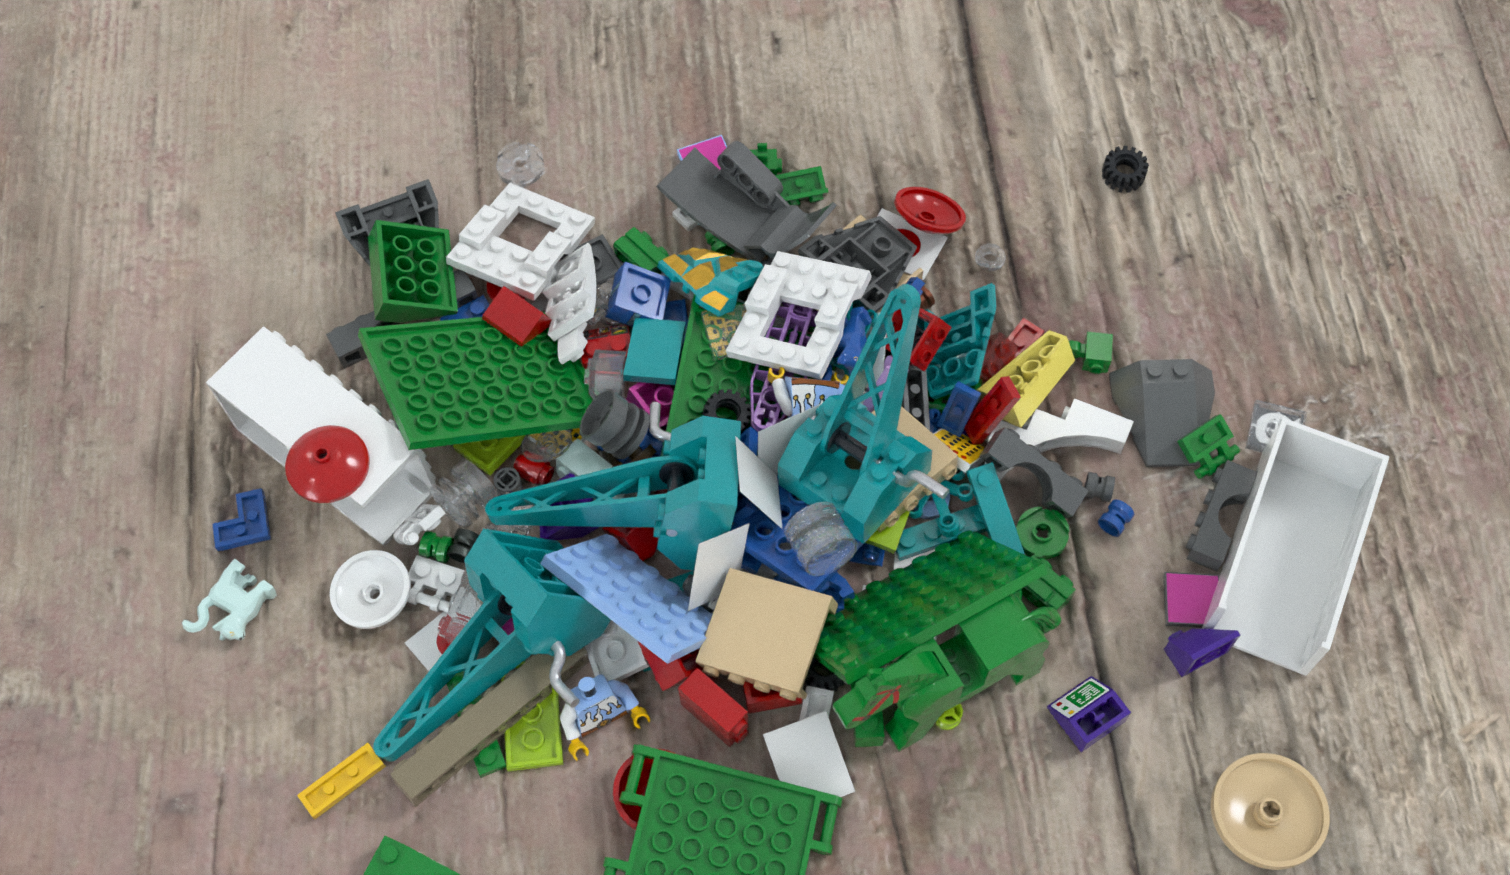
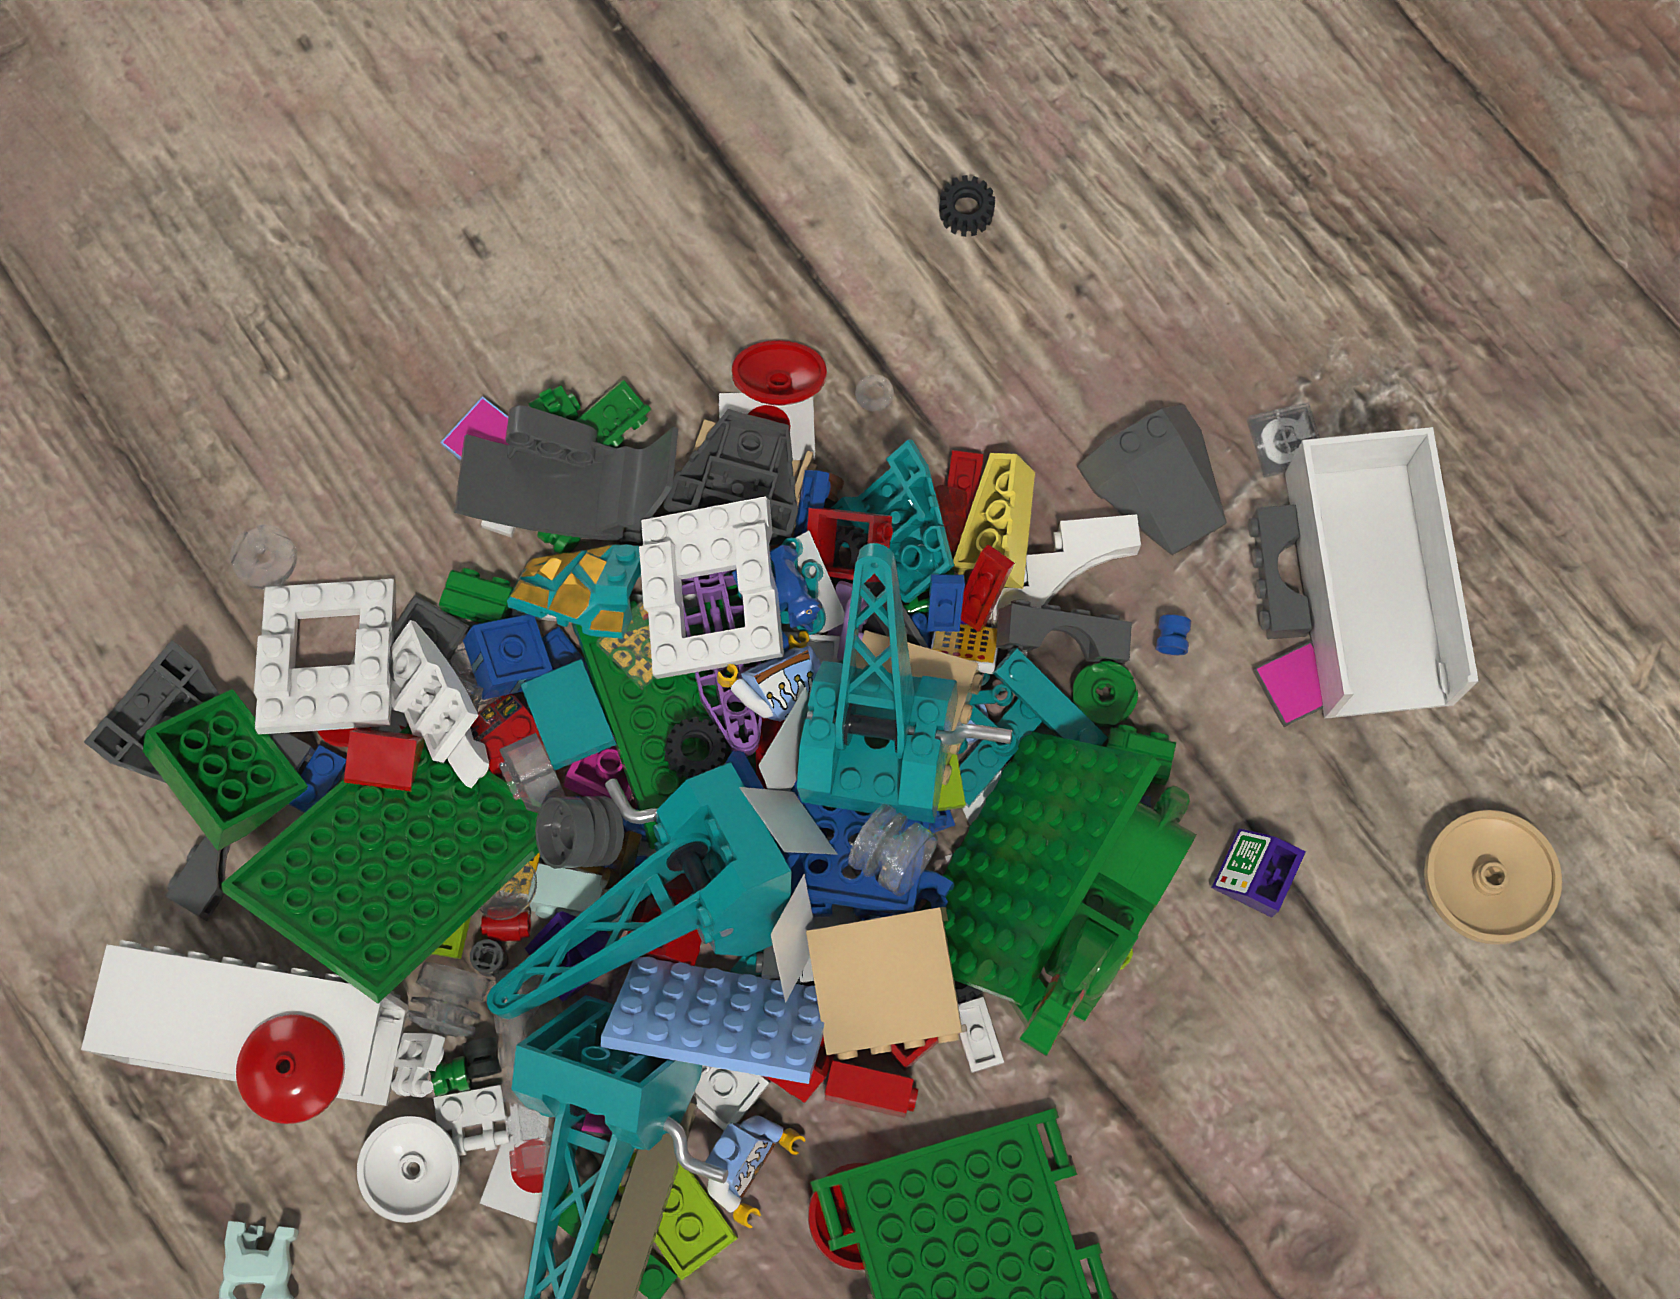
camera: 30 degrees left, 10 degrees up
(250, 526) = (218, 1173): blue plate -> none
(809, 756) = (997, 1083): white sticker -> none
(1095, 352) = (1050, 450): green brick -> none
(1099, 486) = (1138, 607): dark grey wheel -> none
(1198, 647) = (1332, 738): dark purple slope -> none
(1205, 439) = (1221, 496): green plate -> none

